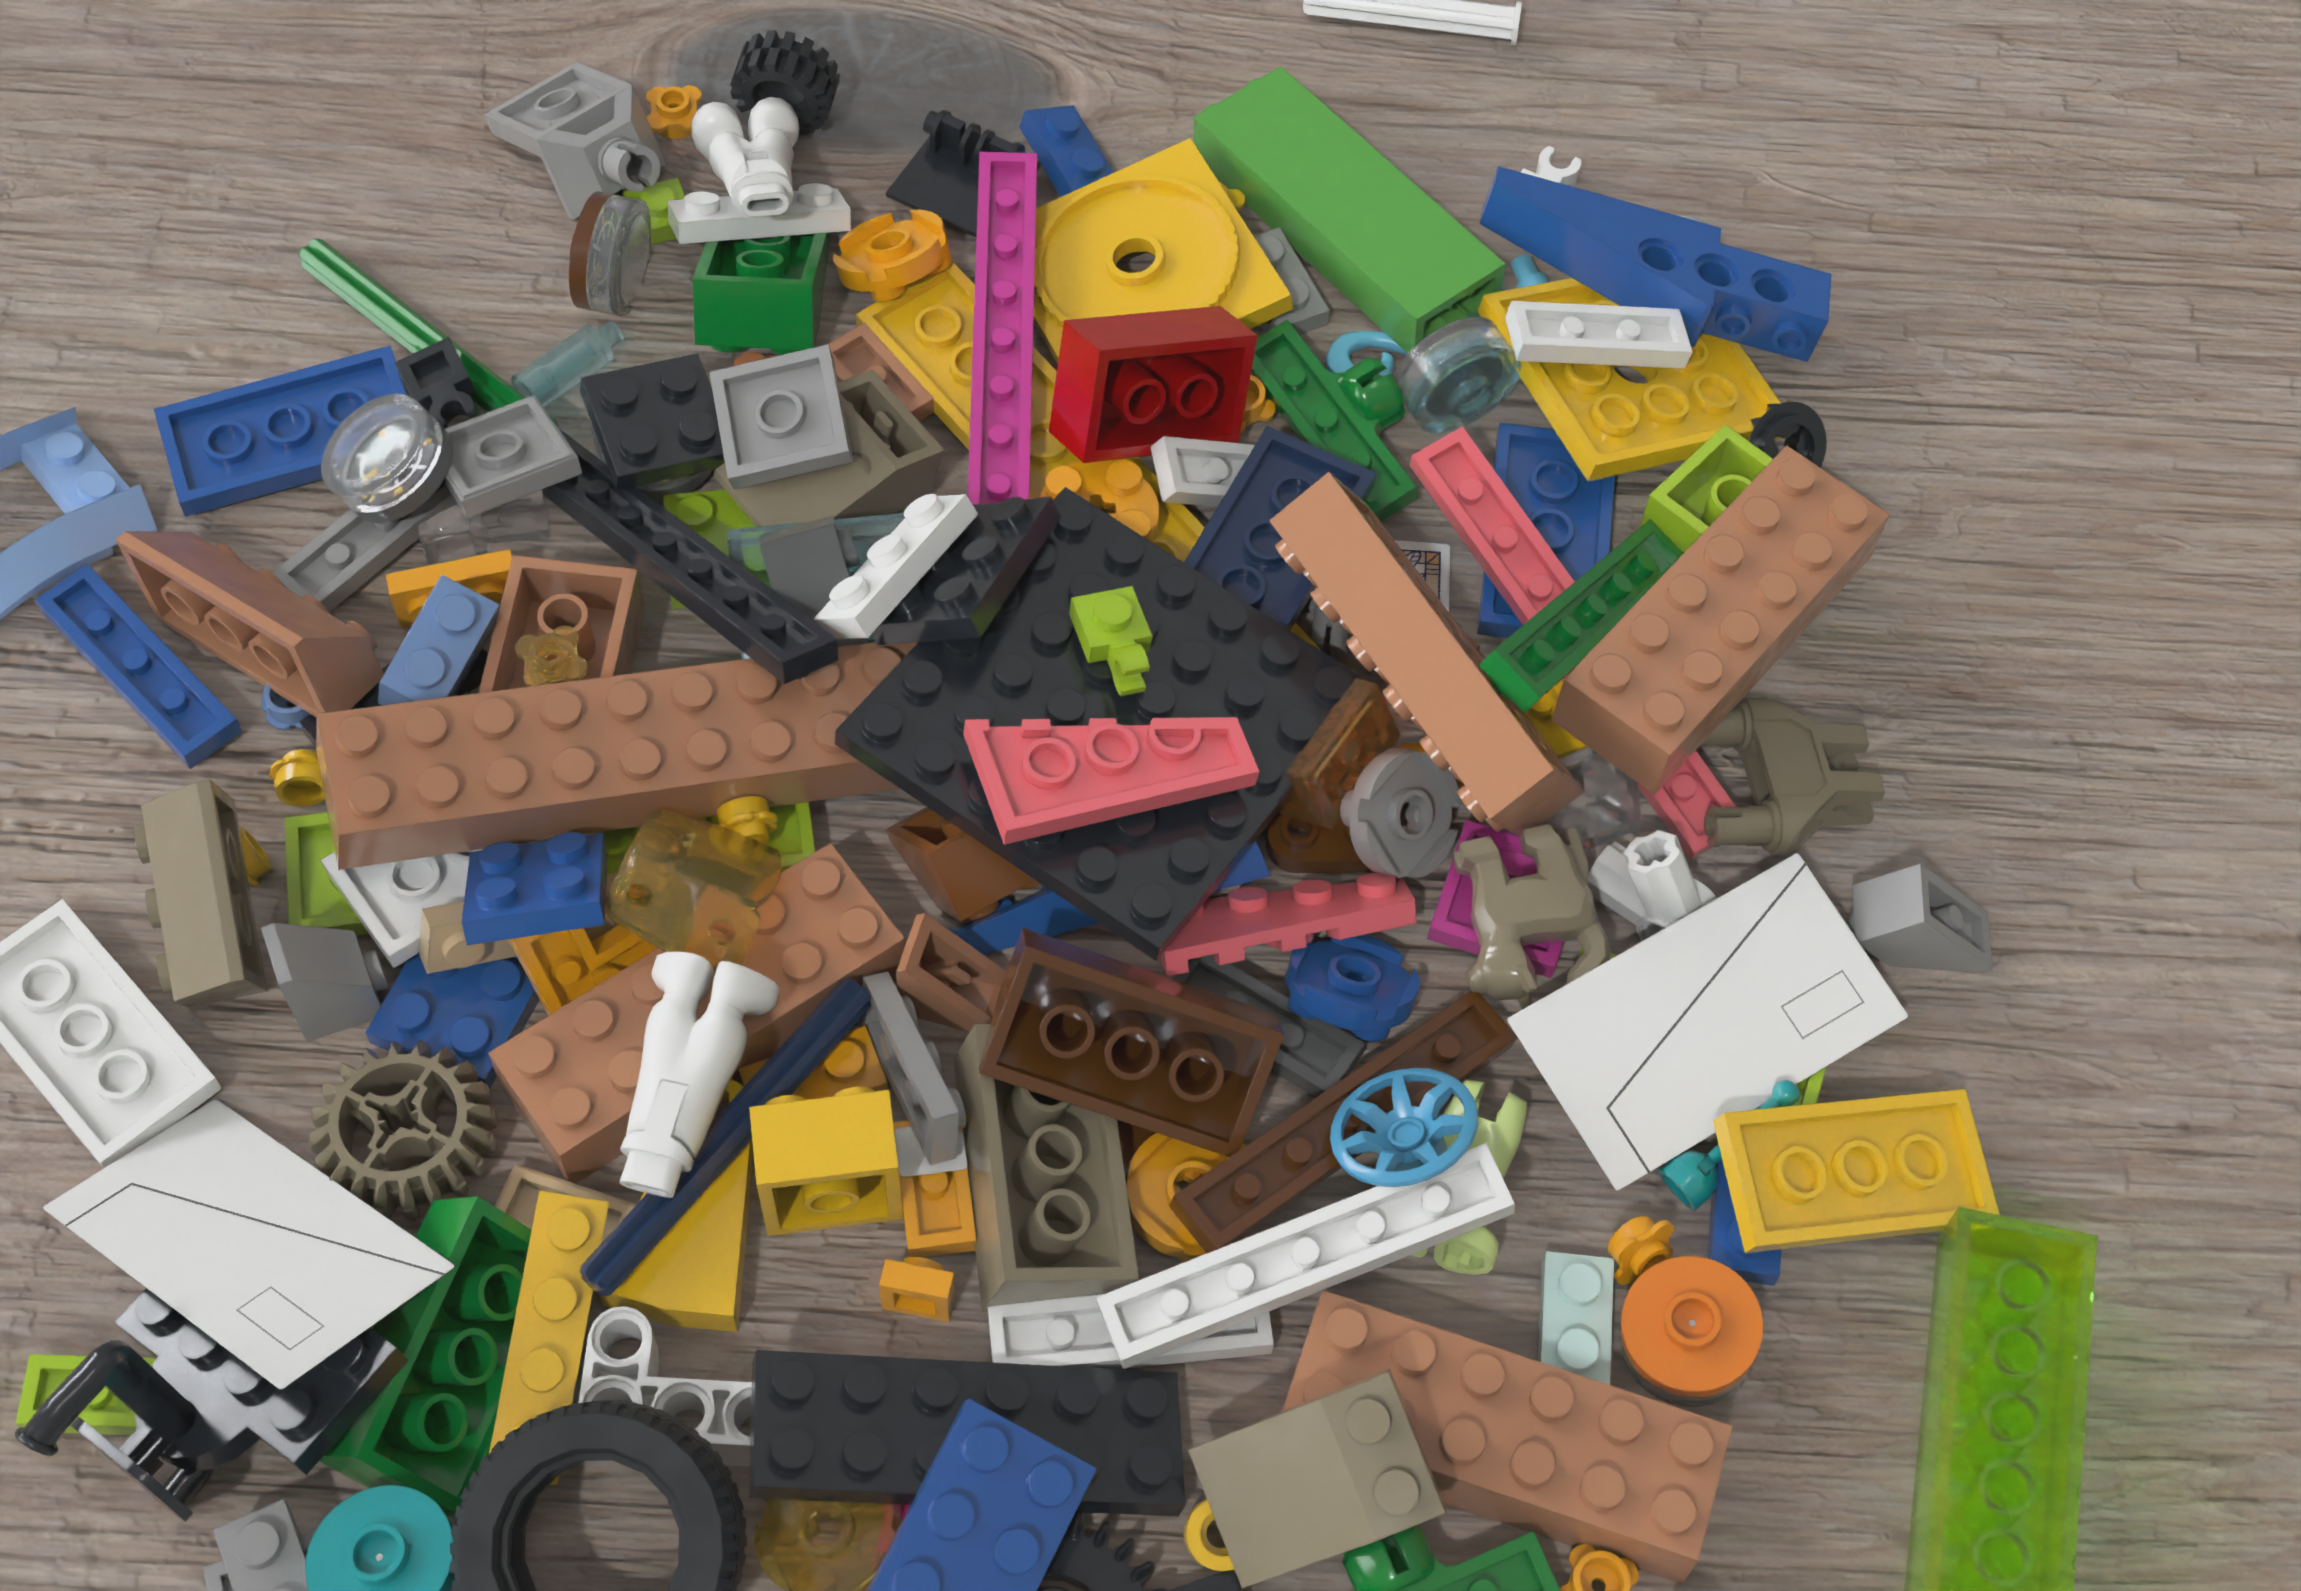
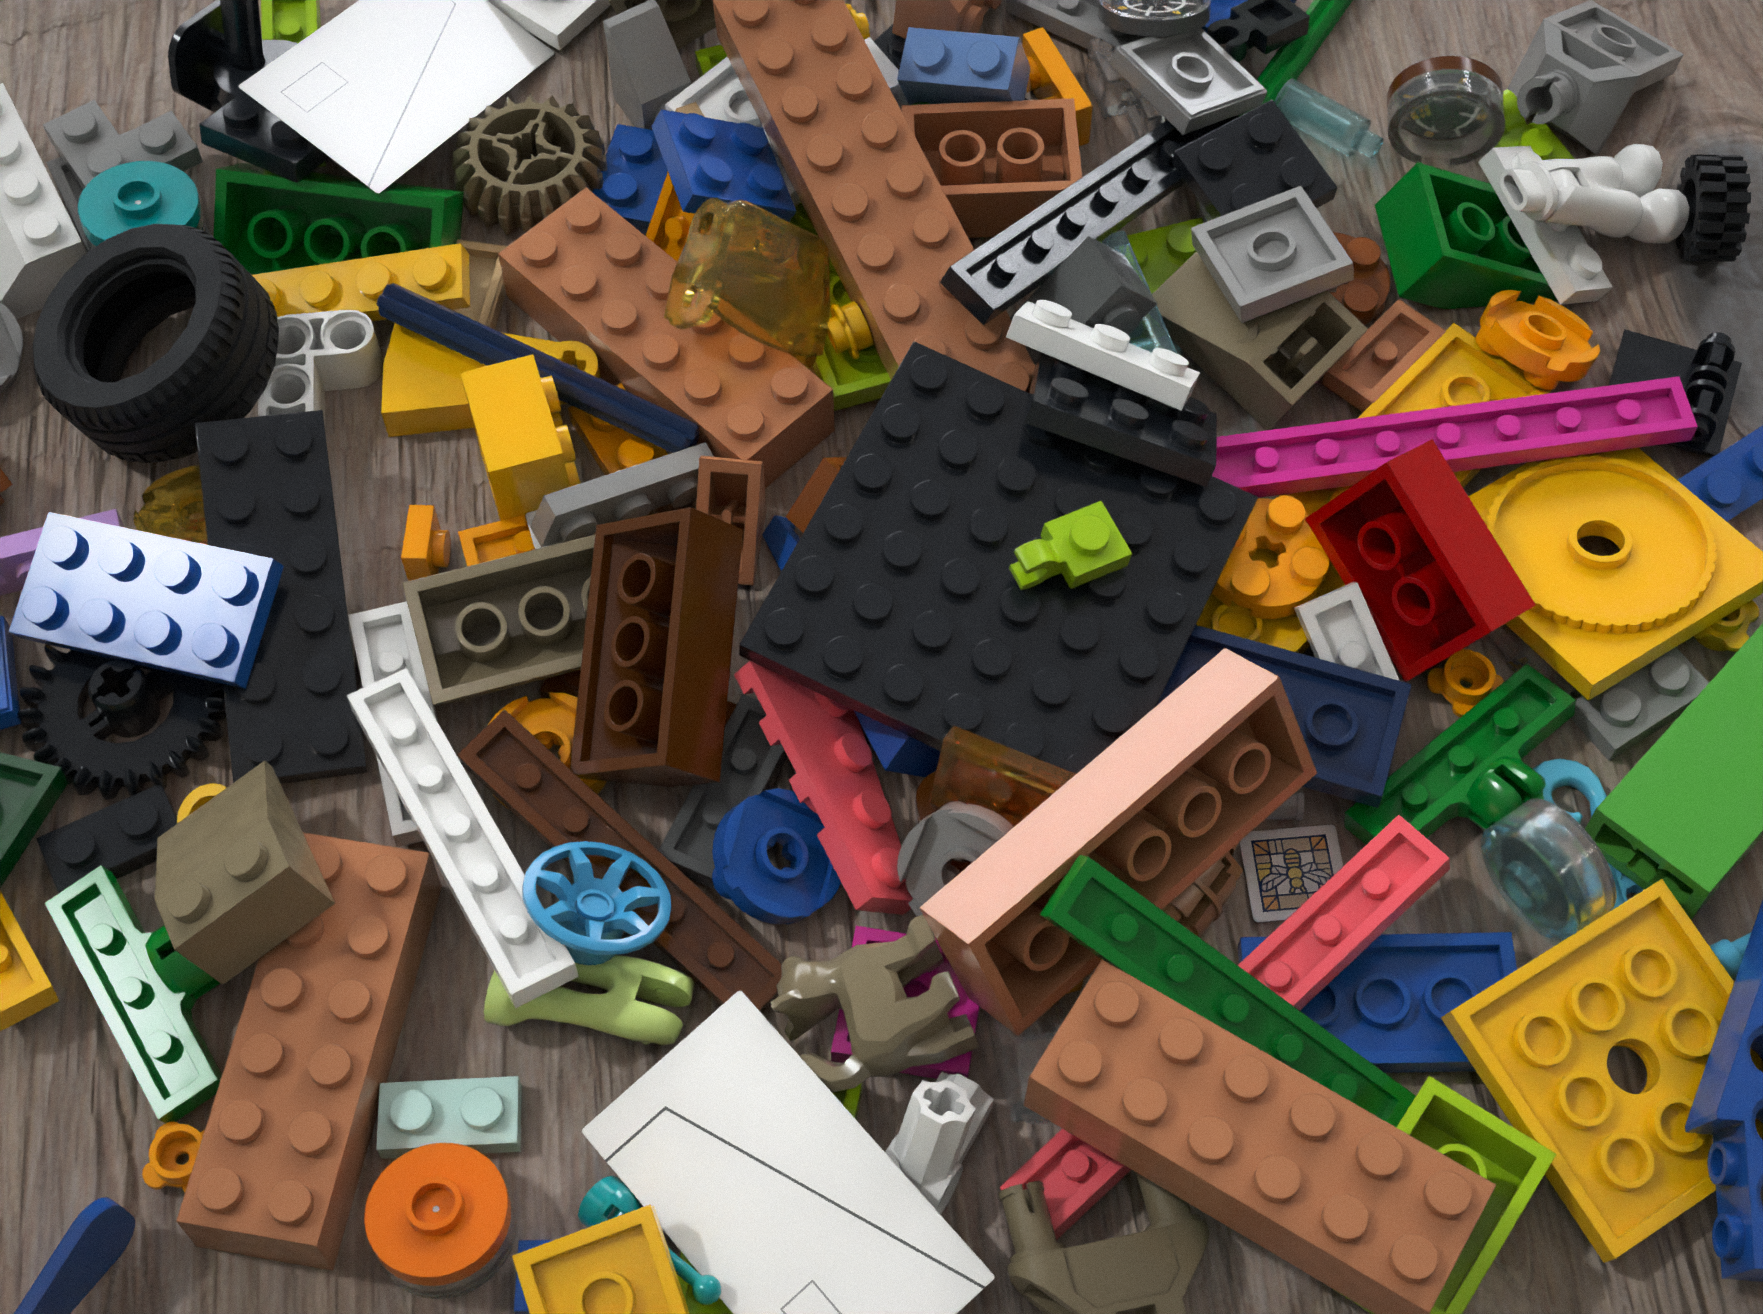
camera: 85 degrees right, 0 degrees up
(564, 668) = (962, 140): clear yellow plate -> none
(673, 110) = (1664, 136): light orange plate -> none
(687, 1064) = (573, 306): white piece -> none
(1076, 776) = (901, 540): coral wing -> none
(1598, 334) = (1638, 1000): white plate -> none
(1639, 1246) = (527, 1166): light orange plate -> none
(1796, 424) = (1545, 1260): black gear -> none

